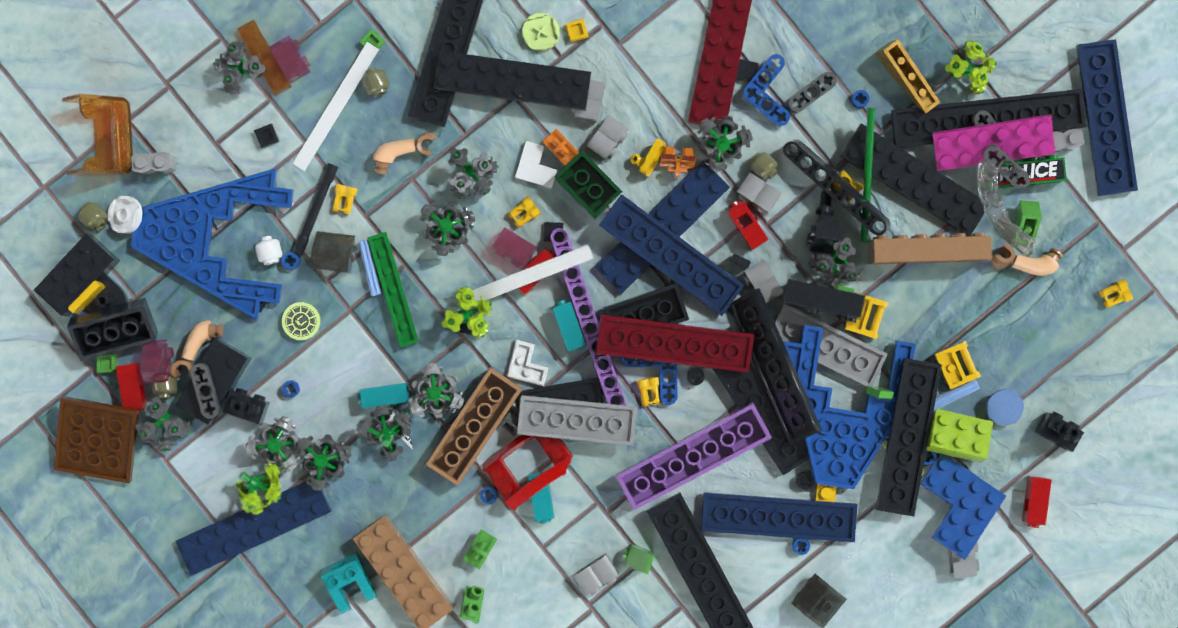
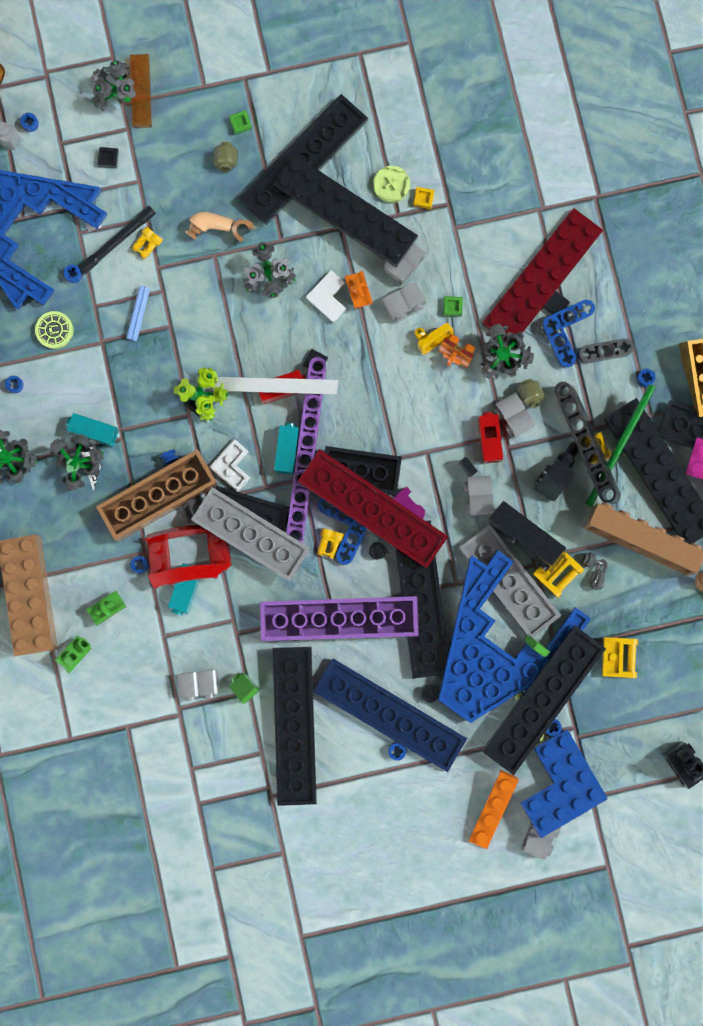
camera: 30 degrees right, 5 degrees down
(170, 137) = (35, 123): none -> blue bush
(268, 250) = (57, 254): white head -> none
(289, 58) = (162, 101): clear pink brick -> none
(332, 252) = (112, 284): clear smoke slope -> none
(335, 106) = (180, 161): white sticker -> none
(393, 289) = (148, 342): green plate -> none
(423, 388) = (132, 442): light grey plant -> none
(435, 231) = (230, 301): dark grey plant -> none
(466, 386) = (169, 457): none -> blue bush
(514, 247) = (273, 356): clear pink brick -> none
(531, 209) = (305, 331): yellow piece -> none
(588, 185) = (366, 333): dark green brick -> none
(653, 119) = (452, 306): none -> bright green tile
(671, 255) = (409, 430): dark blue plate -> none
(676, 212) = (413, 404): dark blue plate -> none
(701, 321) = (403, 498): none -> magenta leg
(775, 367) = (453, 576): black plate -> none
(818, 601) = (388, 810): clear smoke slope -> none
(825, 263) = (544, 503): dark grey plant -> none
(825, 493) = (443, 713): yellow plate -> none
(904, 305) = (597, 580): none -> dark grey piece
(910, 554) = (493, 809): none -> orange plate
(956, 394) = (600, 683): light blue axle -> none
(960, 436) = (591, 722): lime brick -> none
(1005, 407) = (645, 717): medium blue hat -> none
(1036, 501) = (633, 818): red brick -> none

